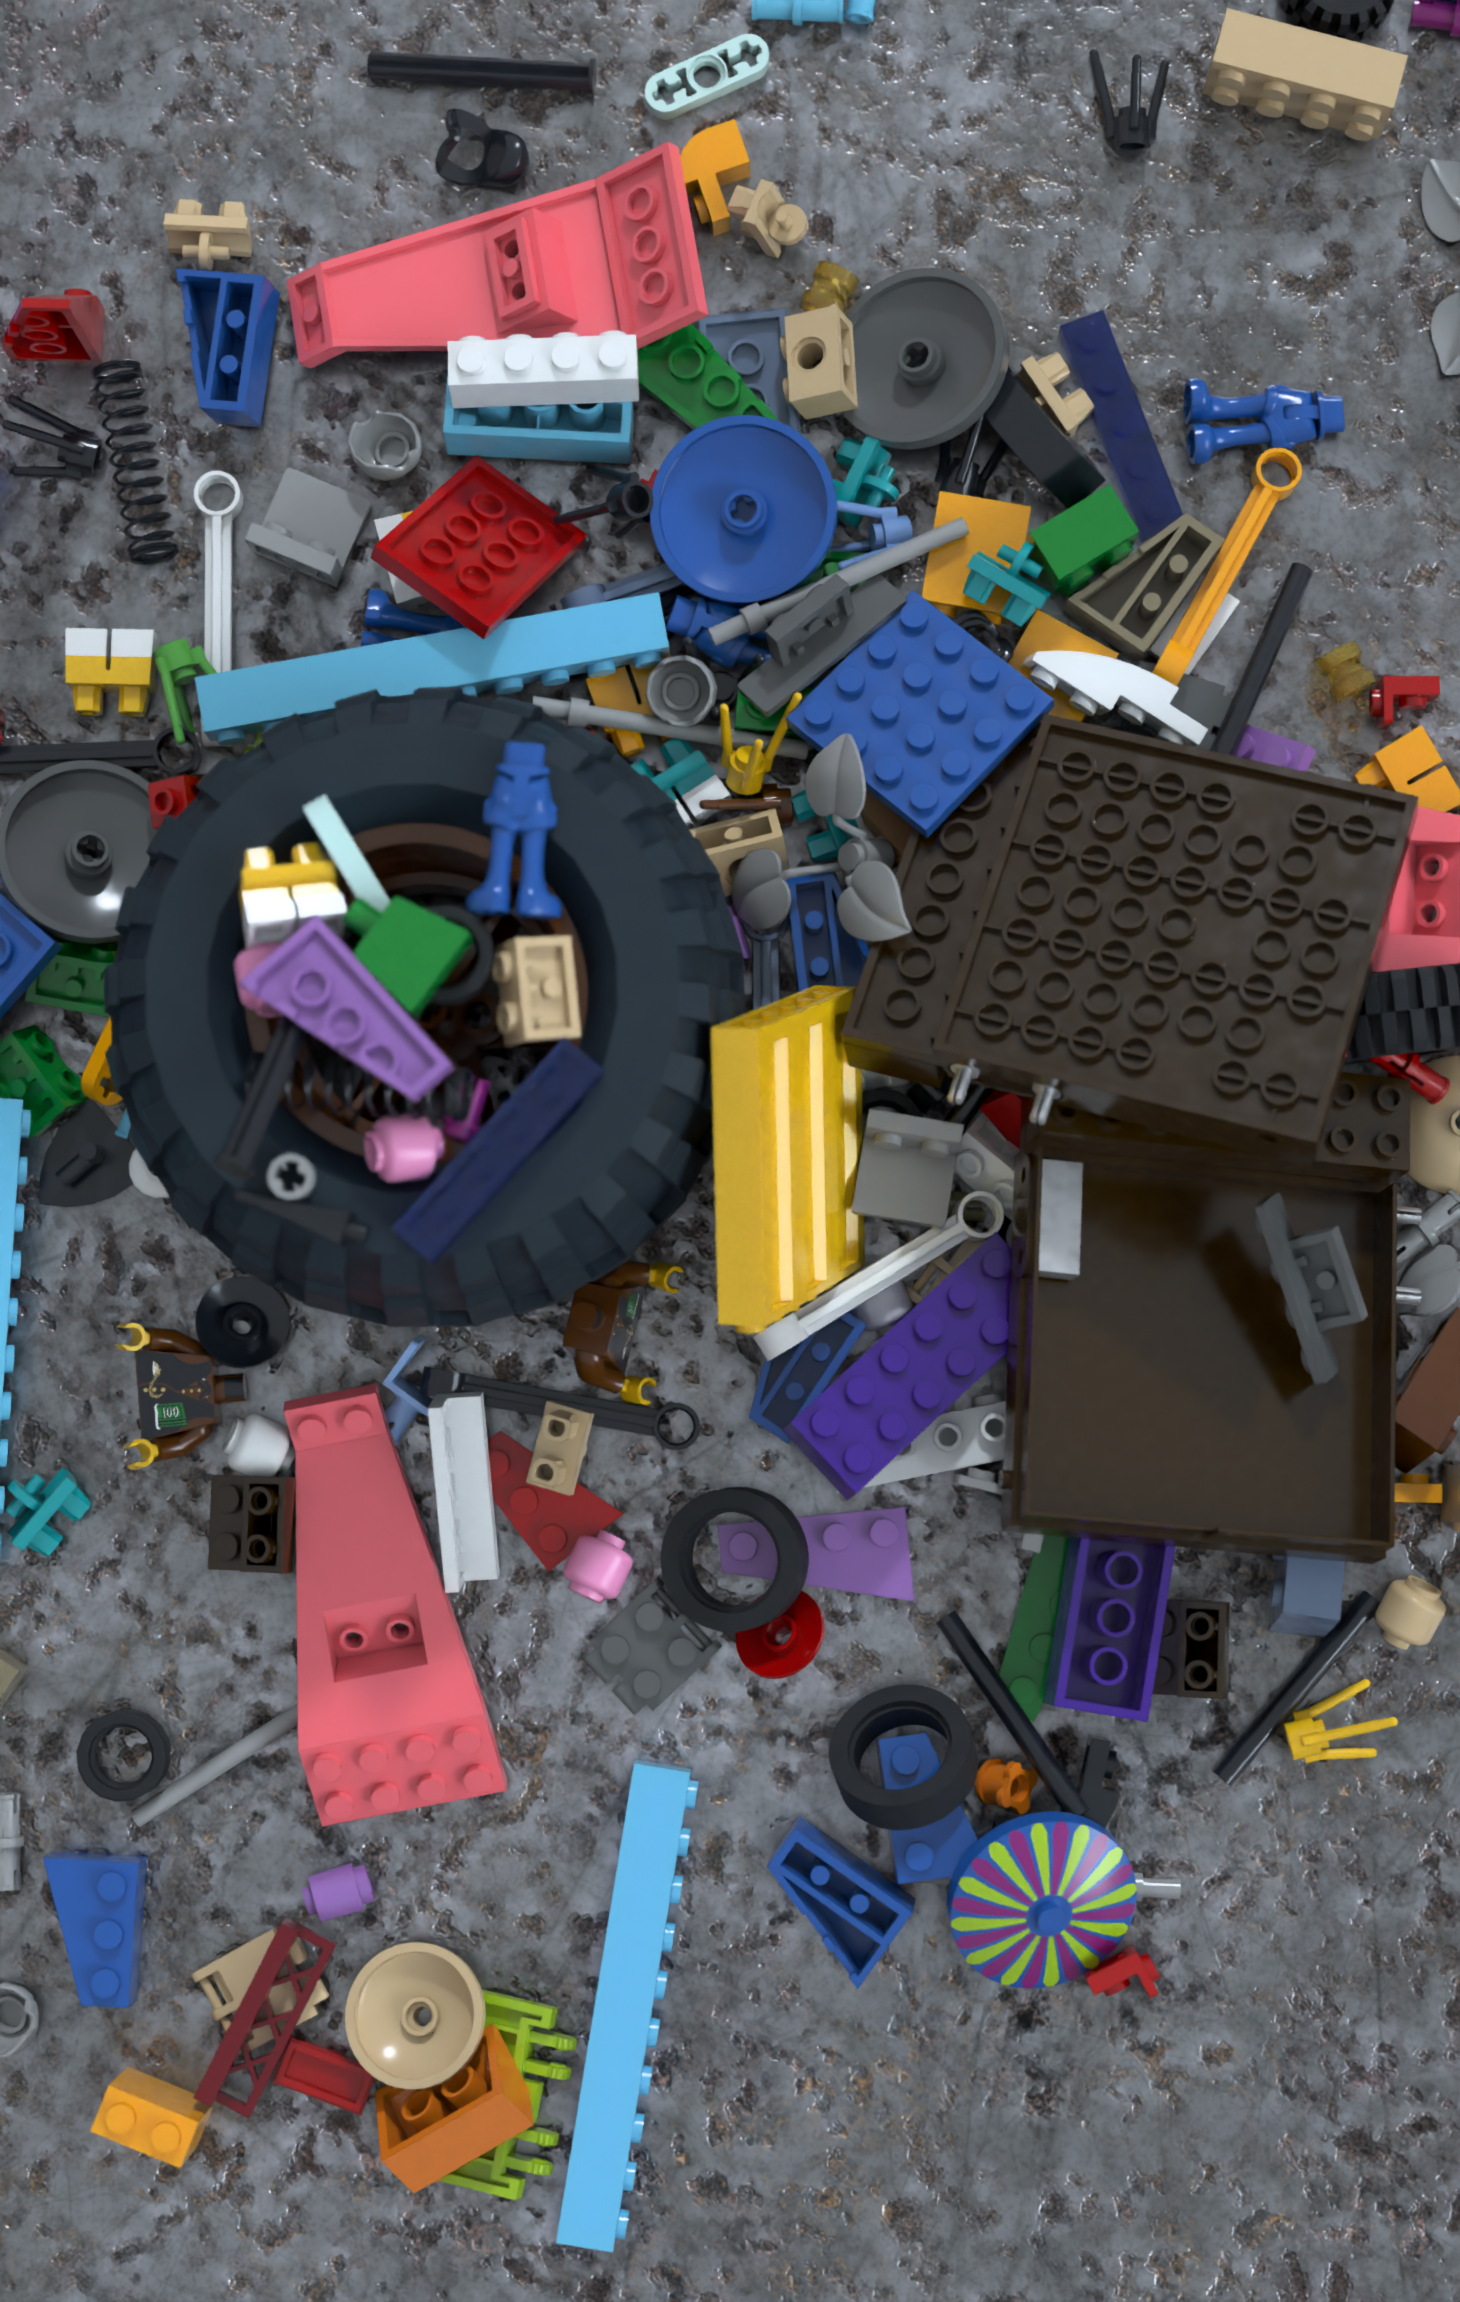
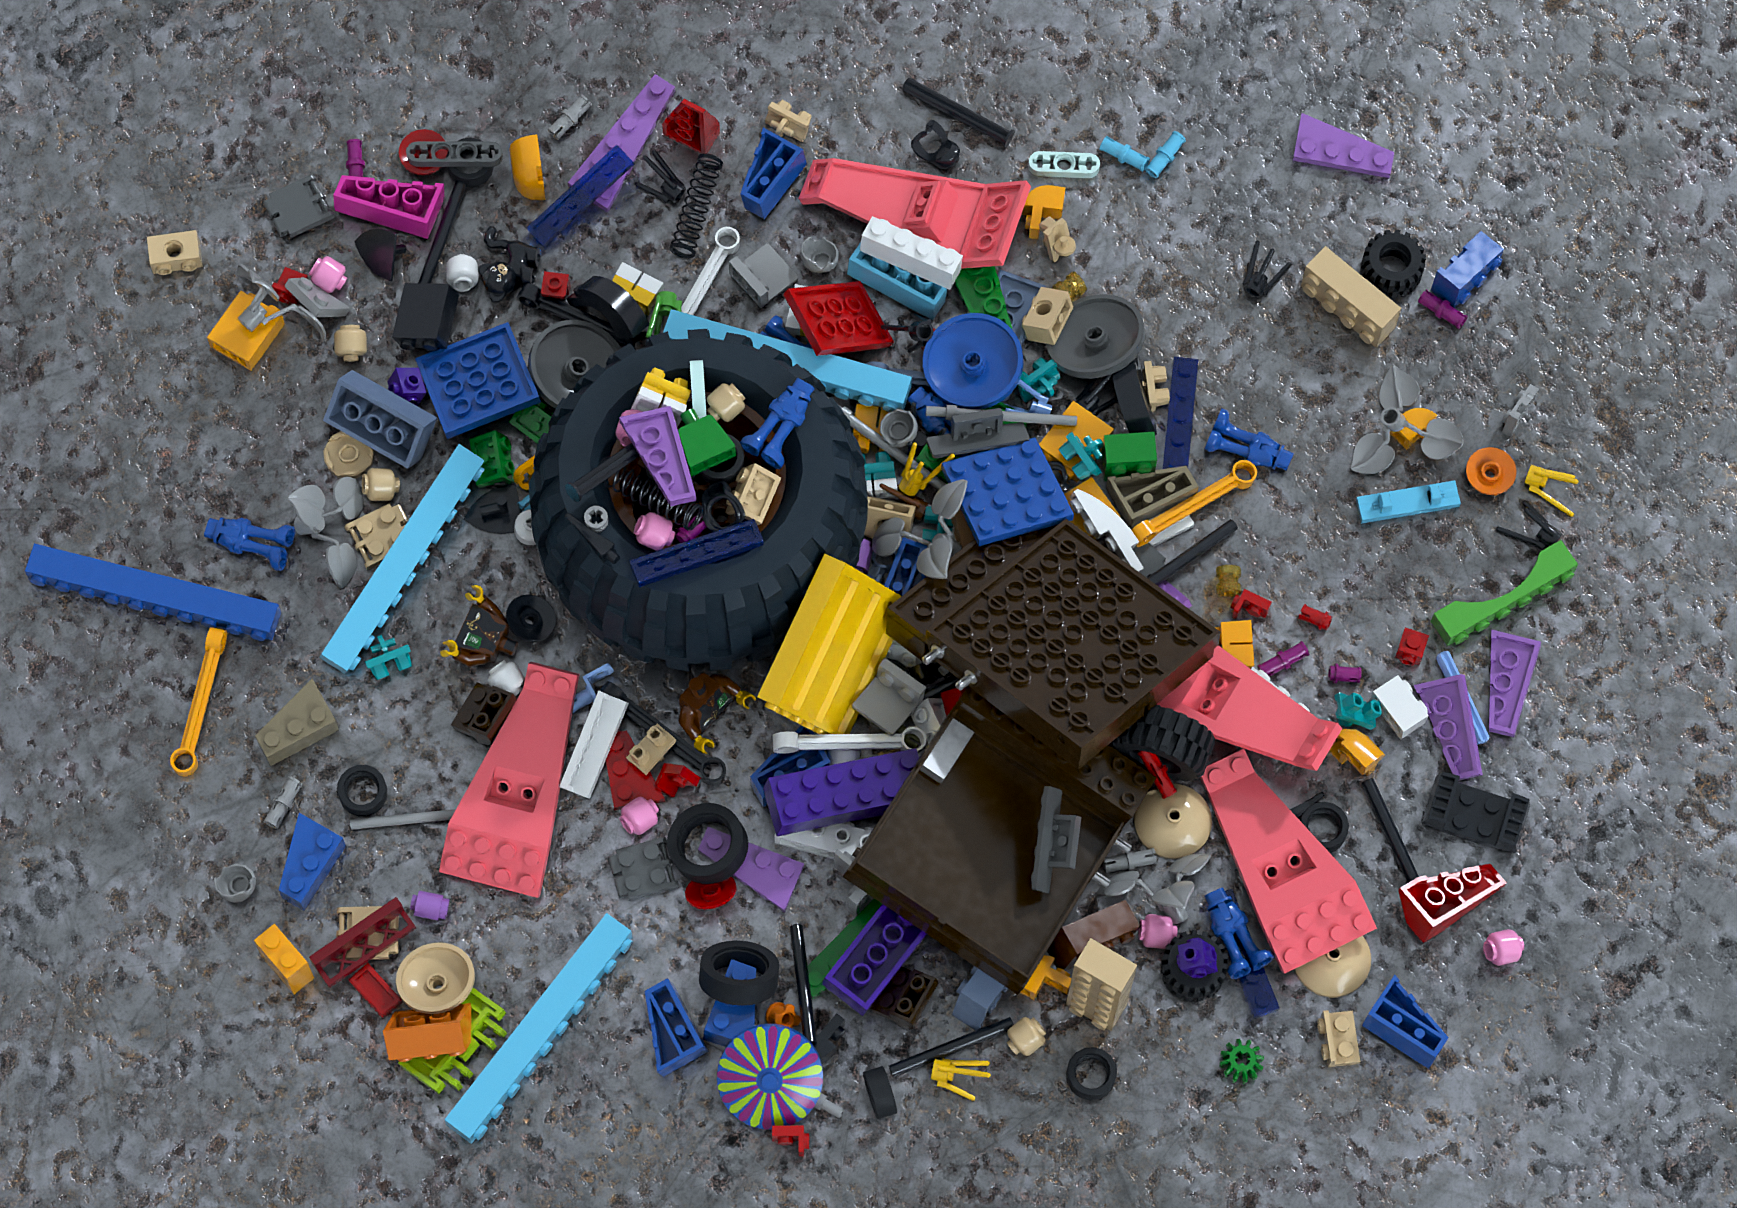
camera: 20 degrees right, 15 degrees down
(89, 712) = (614, 303): none -> black arch
(403, 848) = (725, 402): none -> tan head
(472, 1025) = (713, 494): none -> black piece
(617, 1475) = (675, 776): none -> red bracket
(1229, 1832) = (880, 1092): none -> black tyre

